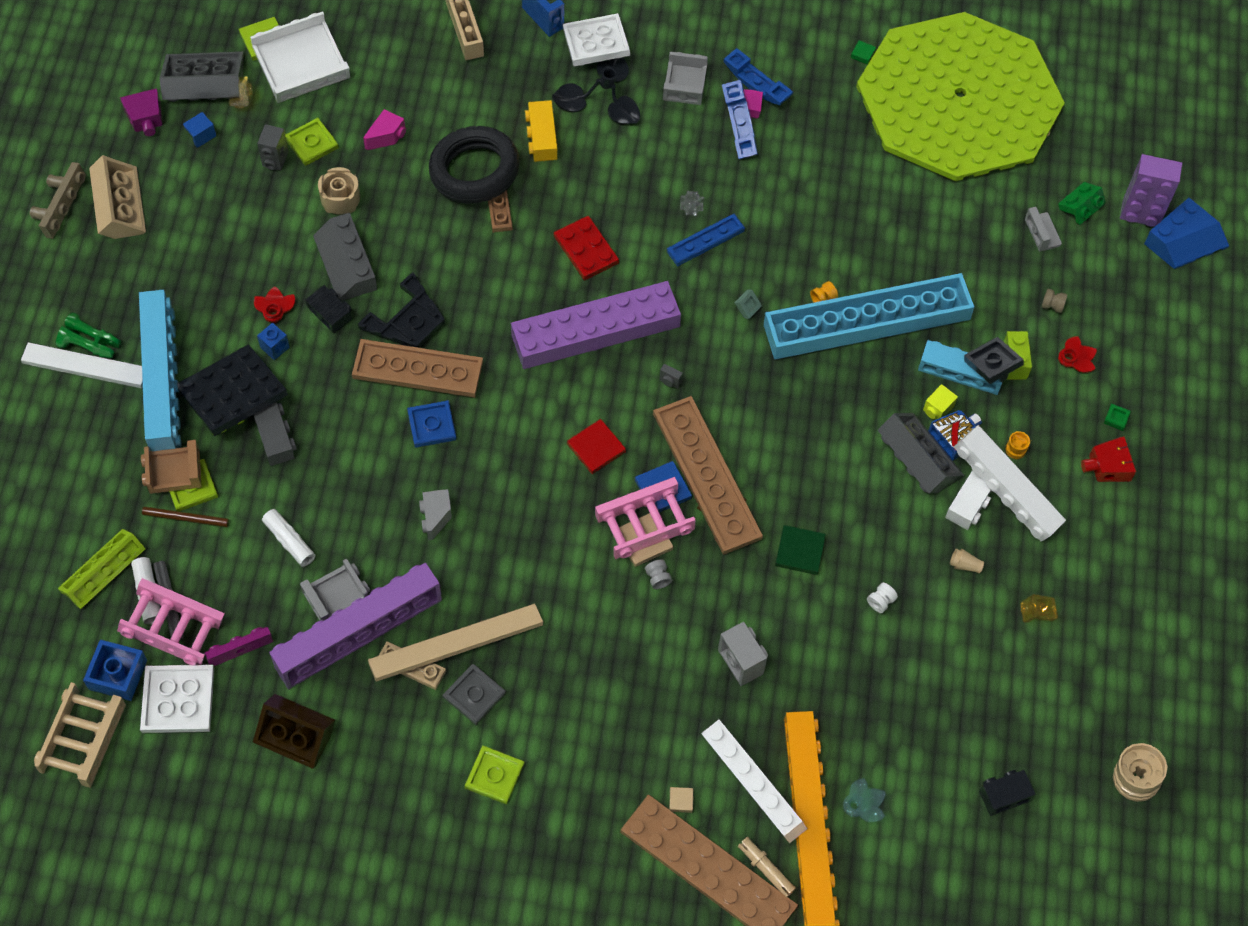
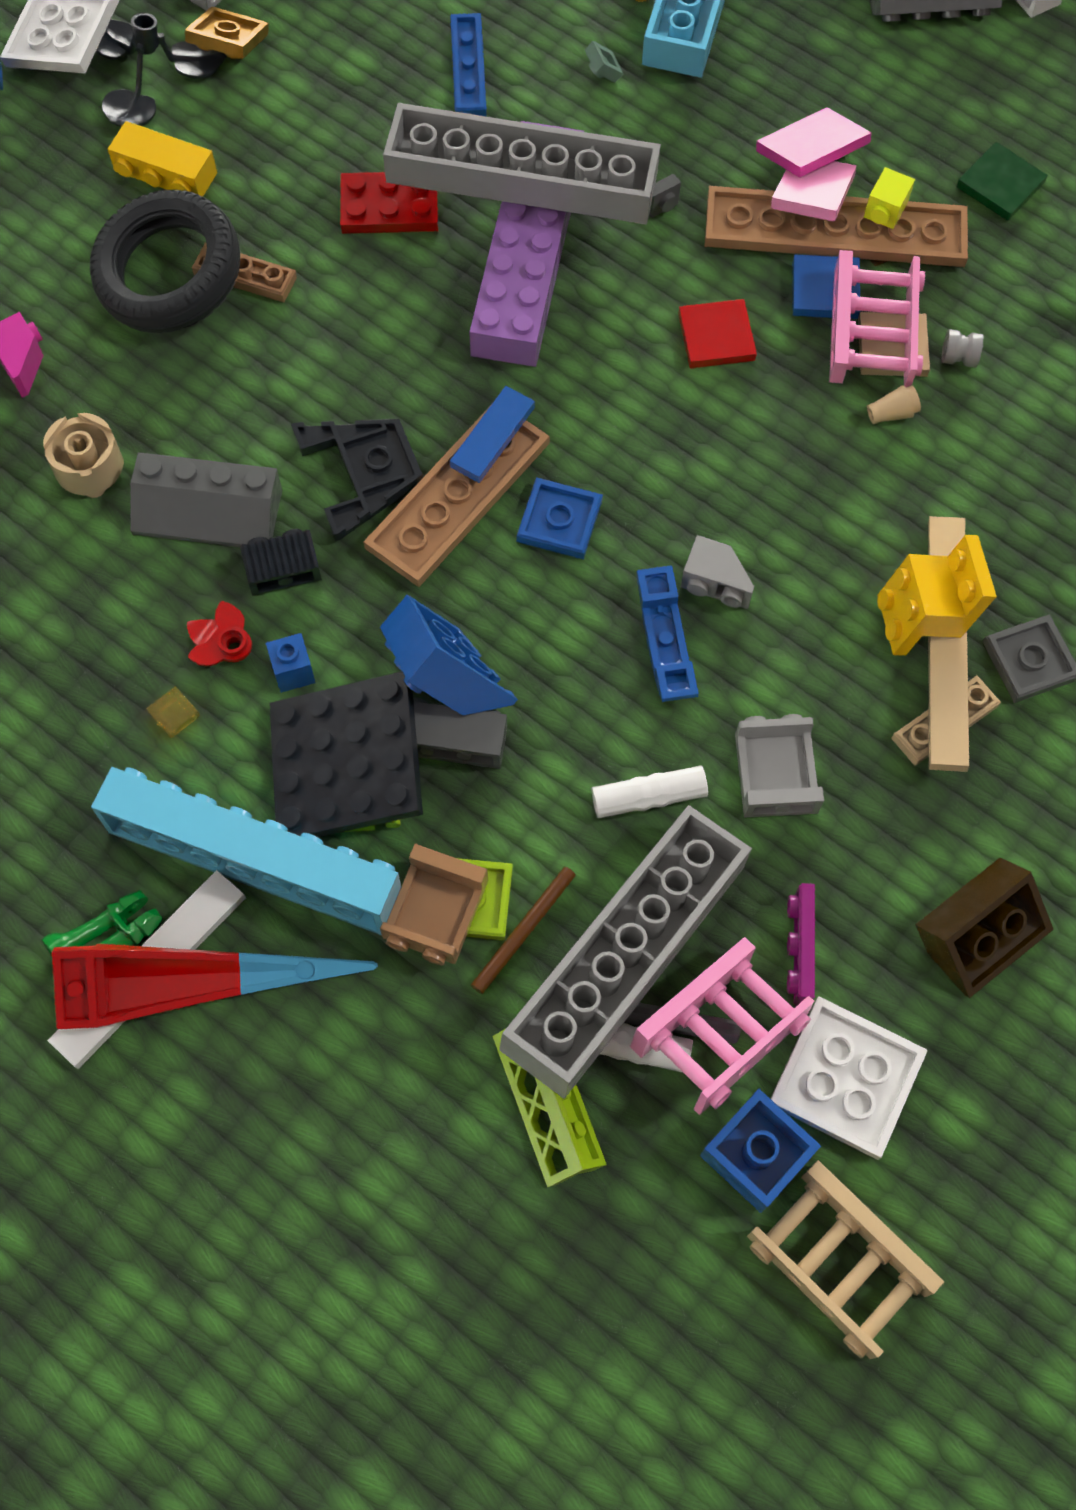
camera: 60 degrees left, 5 degrees up
(68, 359) = (128, 982): none -> red plate
(187, 559) = (624, 952): none -> light grey brick
(222, 306) = (173, 712): none -> clear yellow tile
(305, 404) = (441, 660): none -> blue wedge
(356, 625) = (862, 760): medium lavender brick -> none
(385, 506) = (665, 634): none -> blue slope
(457, 365) = (492, 434): none -> blue tile
(468, 617) = (936, 595): none -> yellow bracket
(599, 556) = (896, 405): none -> tan cone
(623, 292) = (521, 163): none -> light grey brick
(645, 115) = (226, 32): none -> pearl gold plate
(691, 203) = (404, 49): clear gear -> none
(721, 448) = (816, 193): none -> bright pink tile
(732, 488) = (889, 198): none -> neon yellow brick
(756, 435) = (813, 142): none -> tile

